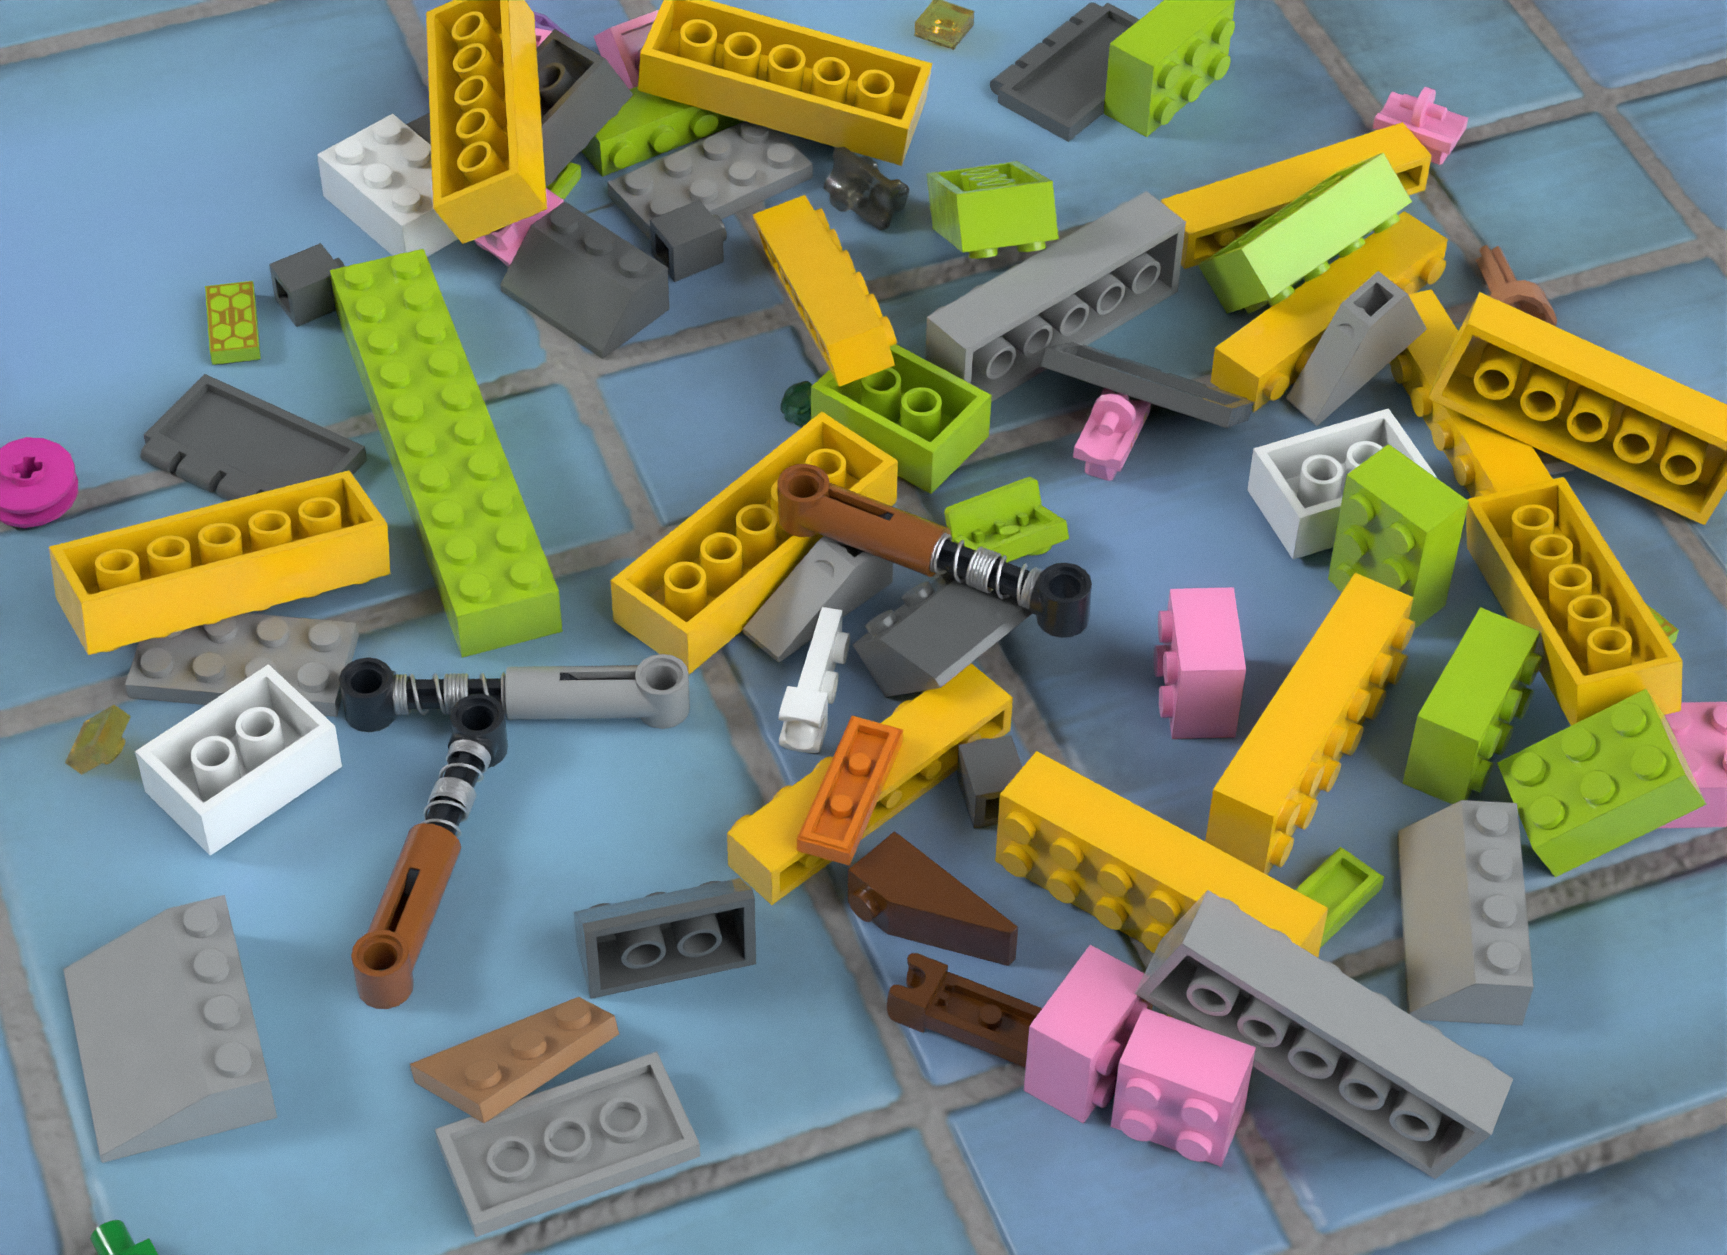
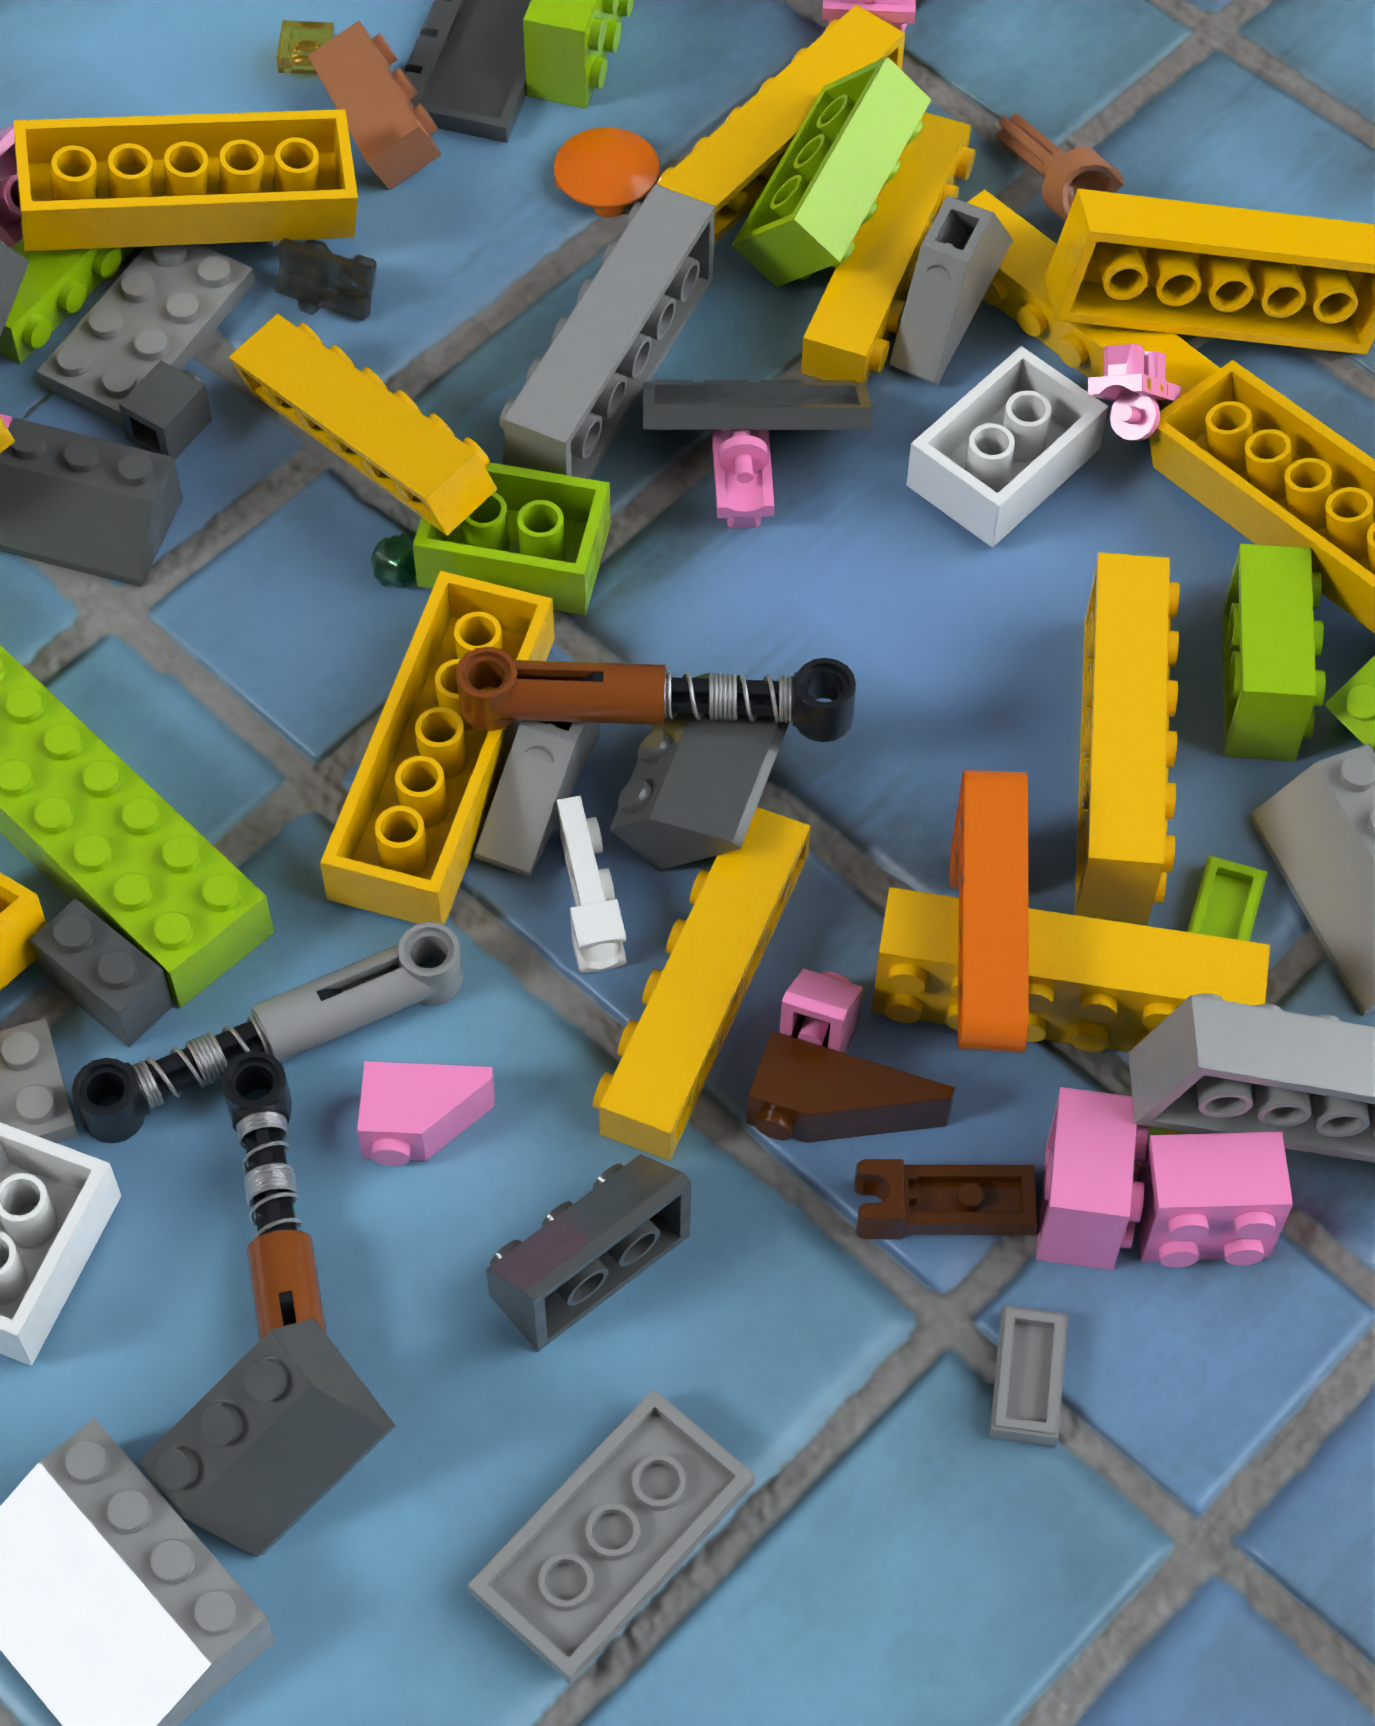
camera: 25 degrees left, 10 degrees up
(338, 955) = (268, 1439): none -> dark grey slope
(413, 605) = (102, 972): none -> dark grey brick
(515, 1059) = (505, 1464): medium nougat wing -> none
(595, 787) = (418, 1108): none -> bright pink slope
(850, 790) = (705, 1005): orange tile -> none
(944, 832) = (821, 1009): none -> bright pink slope
(965, 1169) = (1028, 1376): none -> light grey tile
(972, 77) = (377, 103): none -> nougat brick
(983, 774) = (830, 925): dark grey brick -> none
(993, 208) = (498, 259): lime brick -> none
(1007, 521) = (690, 623): lime bracket -> none
(1127, 766) = (993, 926): none -> orange beam
(1130, 173) = (606, 169): none -> orange dish
(1200, 663) = (980, 703): bright pink brick -> none
(1399, 530) = (1108, 487): lime brick -> none
(1465, 461) = (1132, 382): none -> bright pink hips

